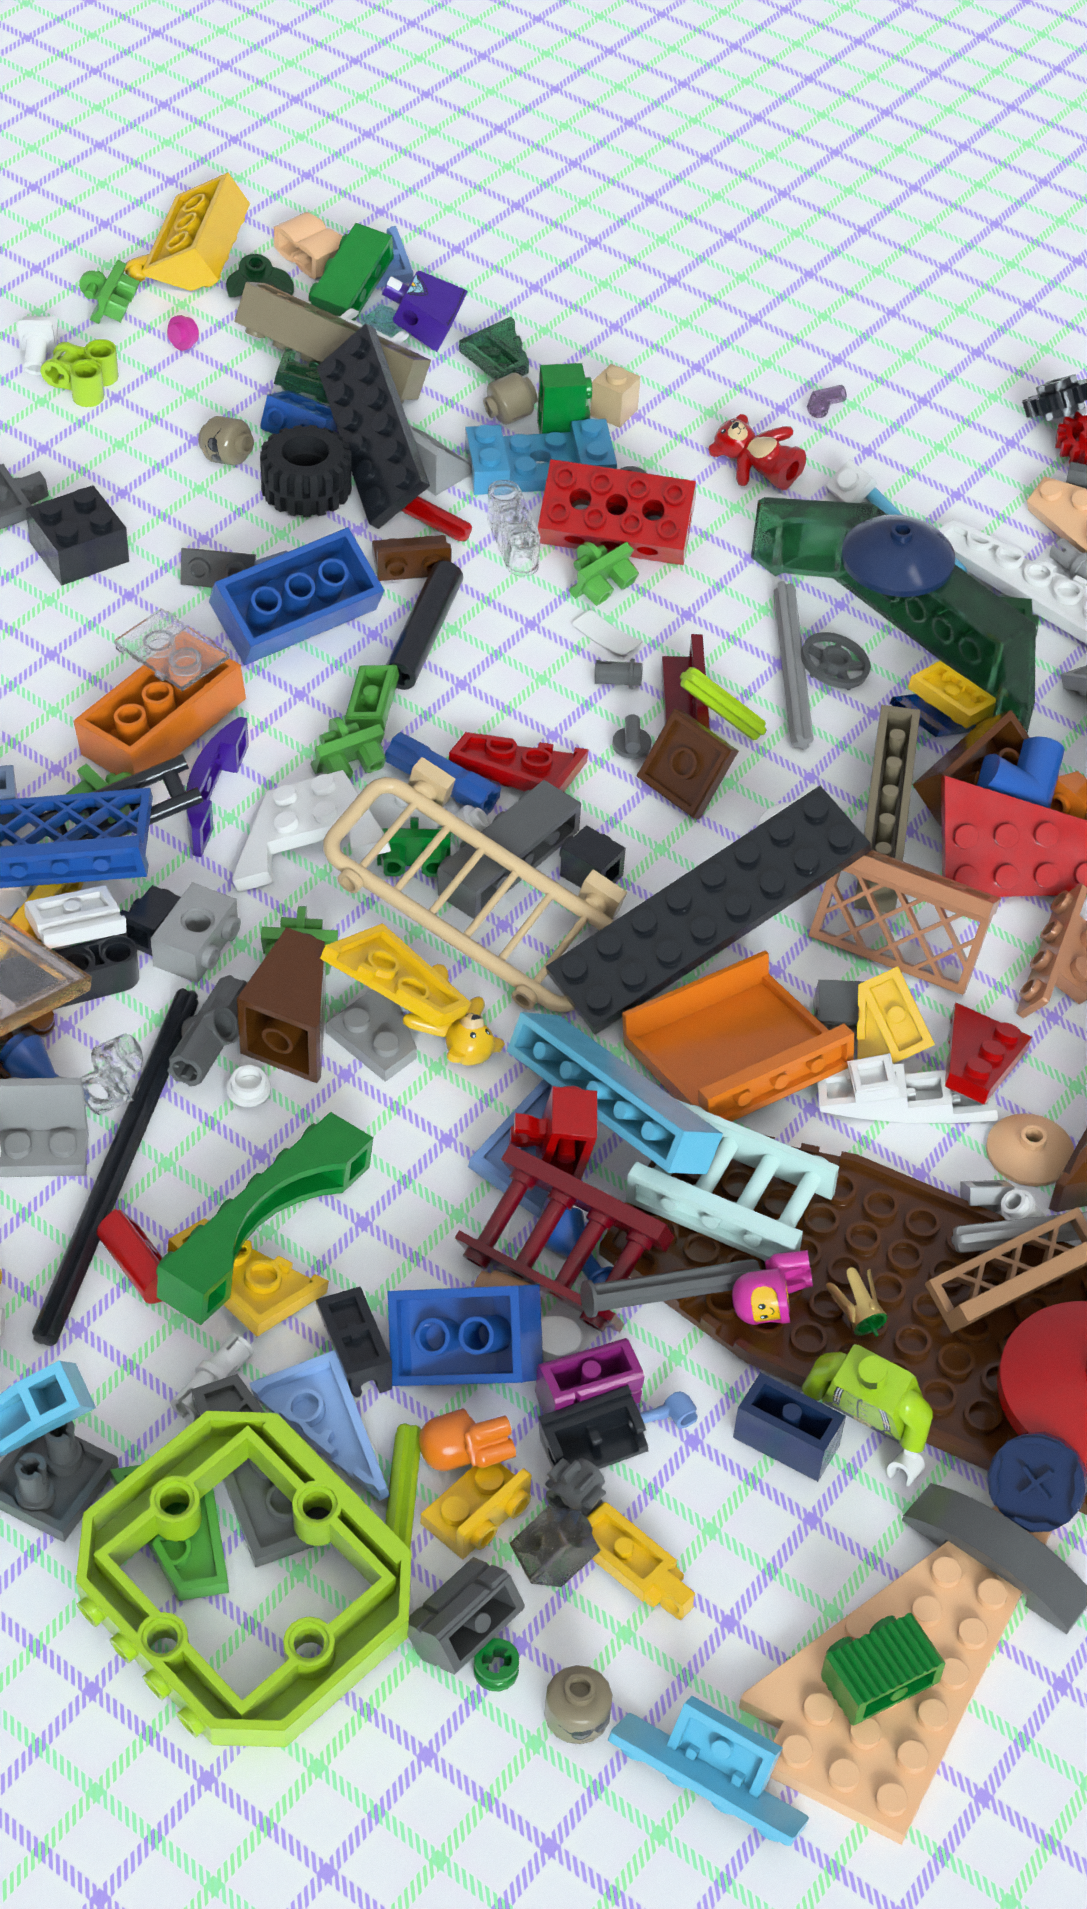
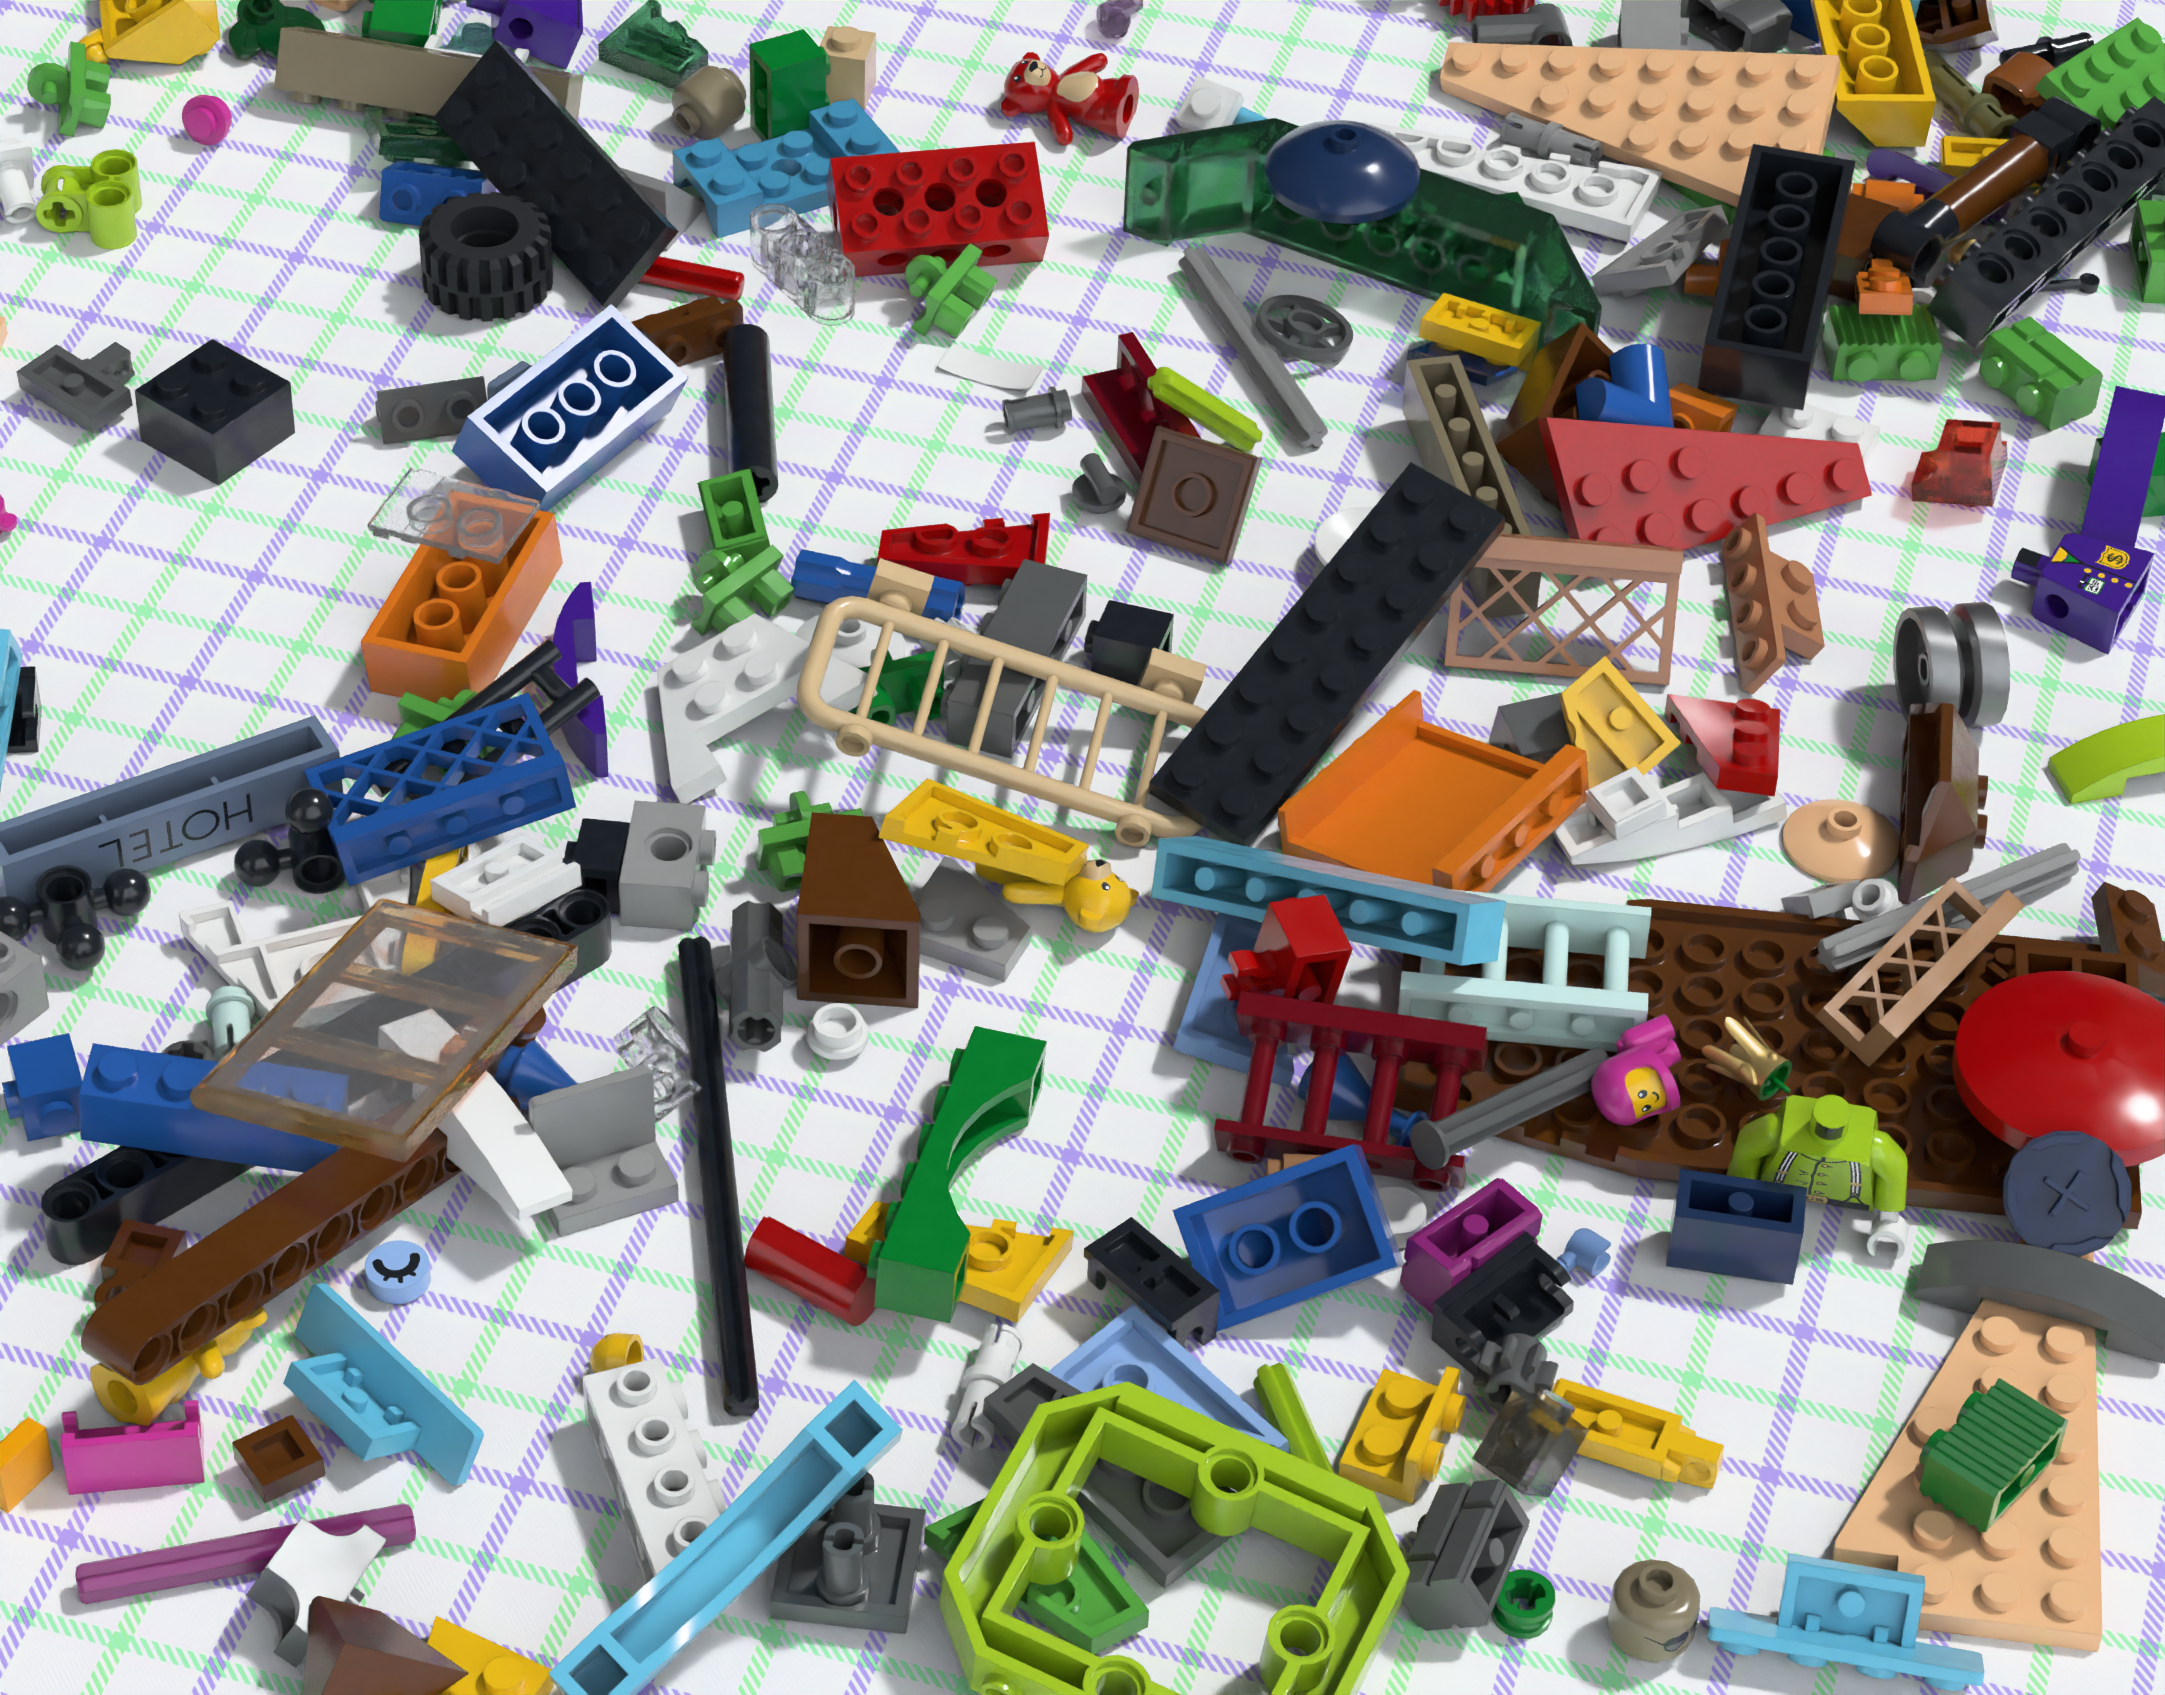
camera: 20 degrees left, 5 degrees down
(226, 440) = (351, 243): dark tan head -> none
(458, 1441) = (1346, 1362): orange piece -> none

